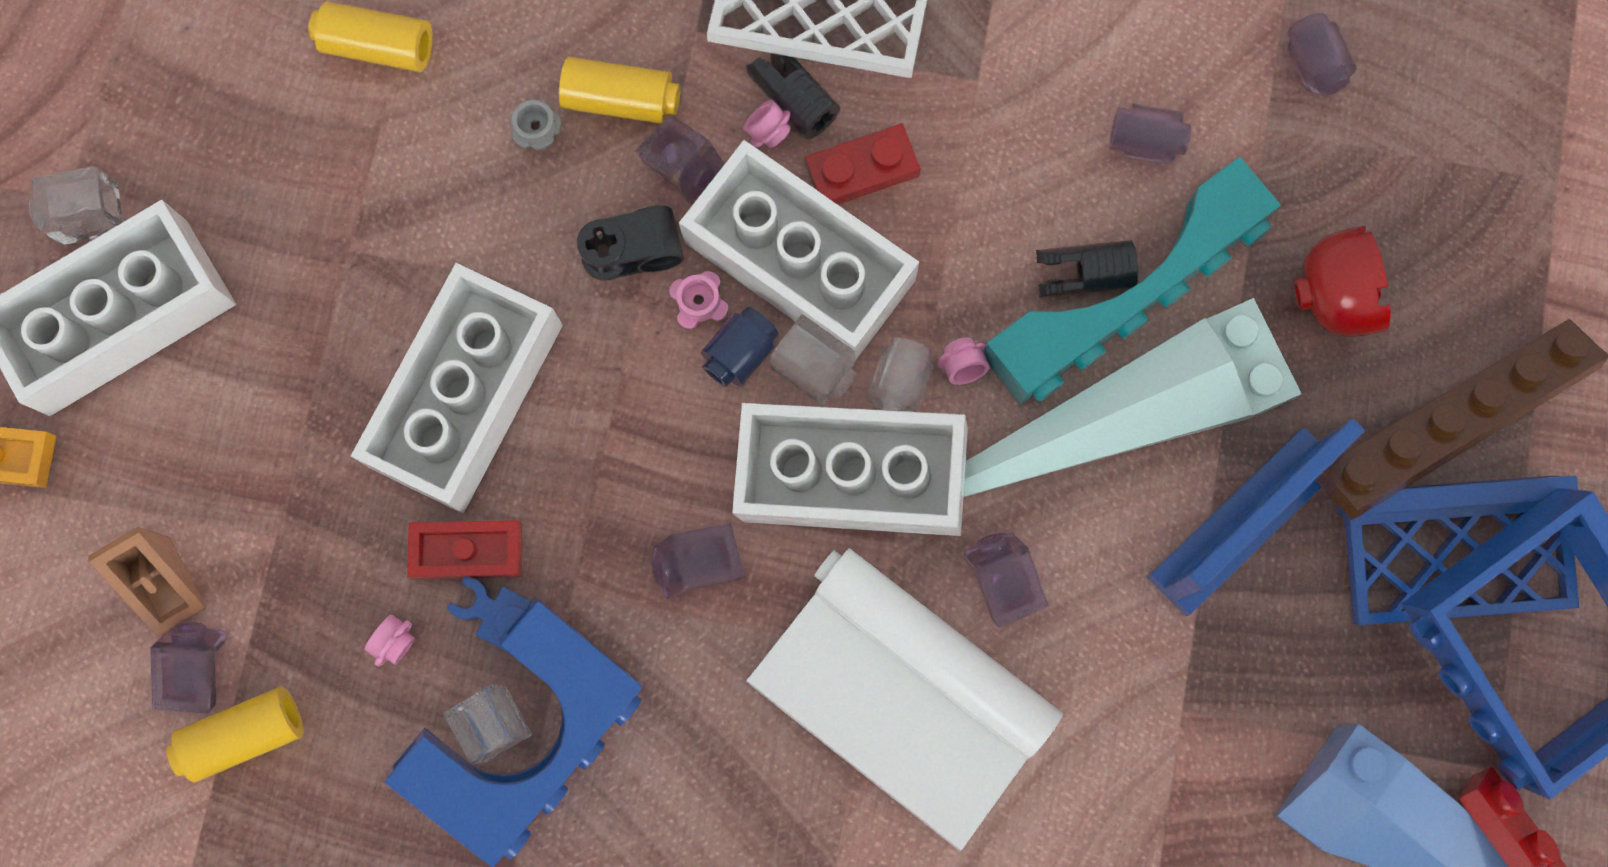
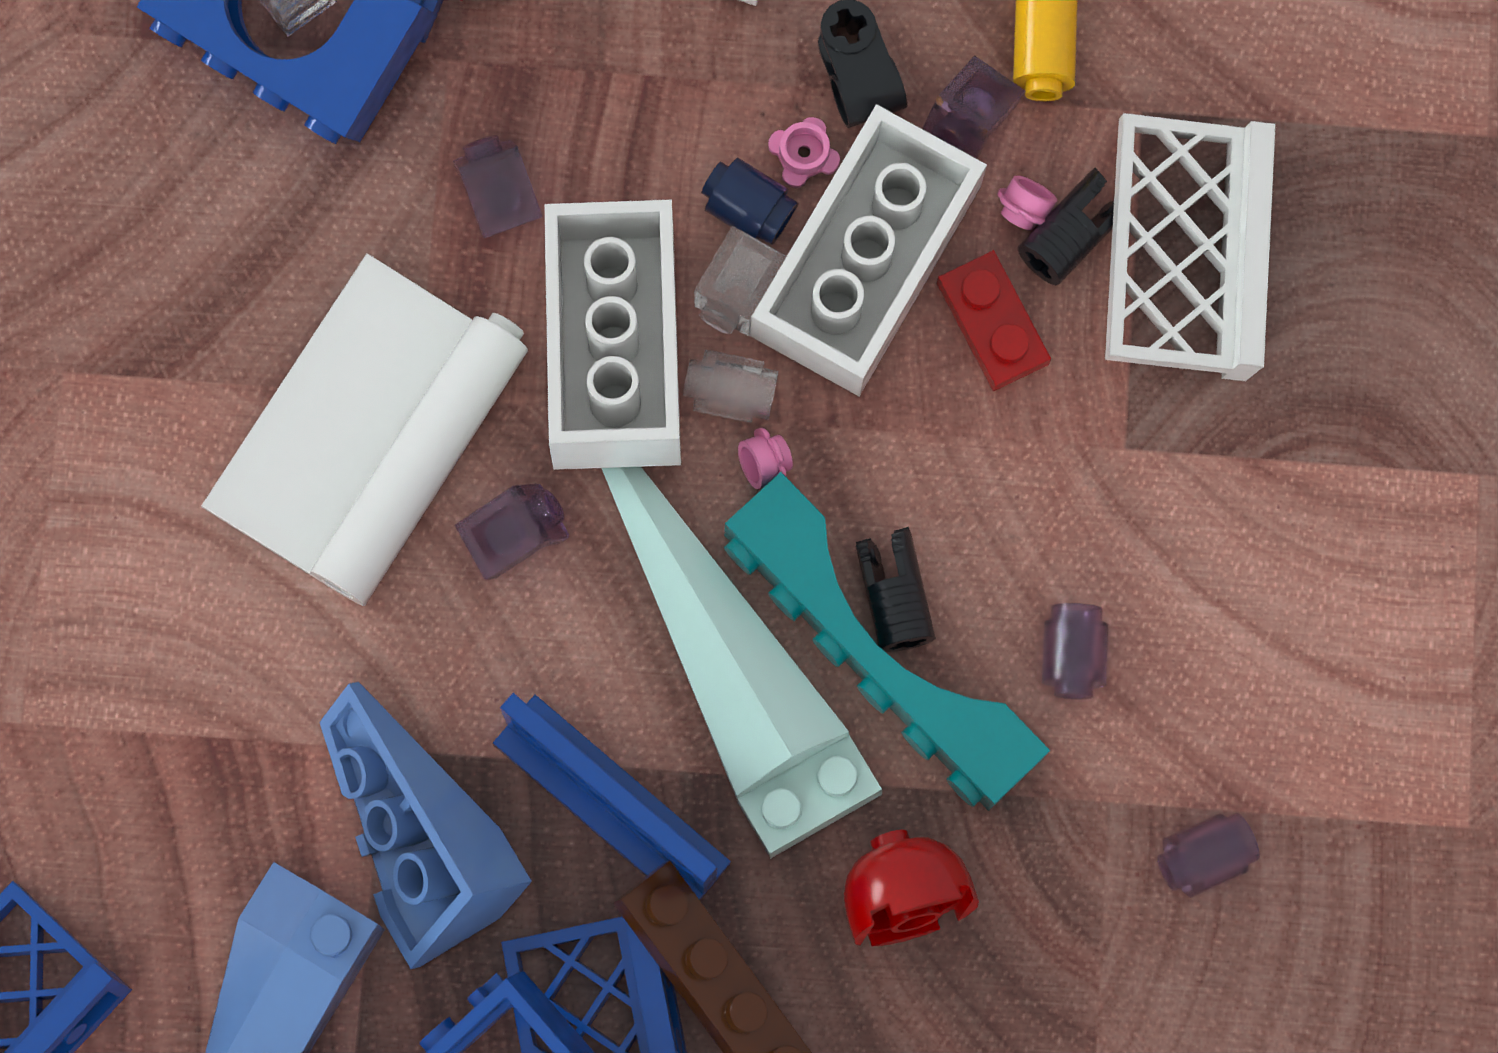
camera: 75 degrees right, 0 degrees up
(1277, 676) = (432, 846): none -> medium blue wedge

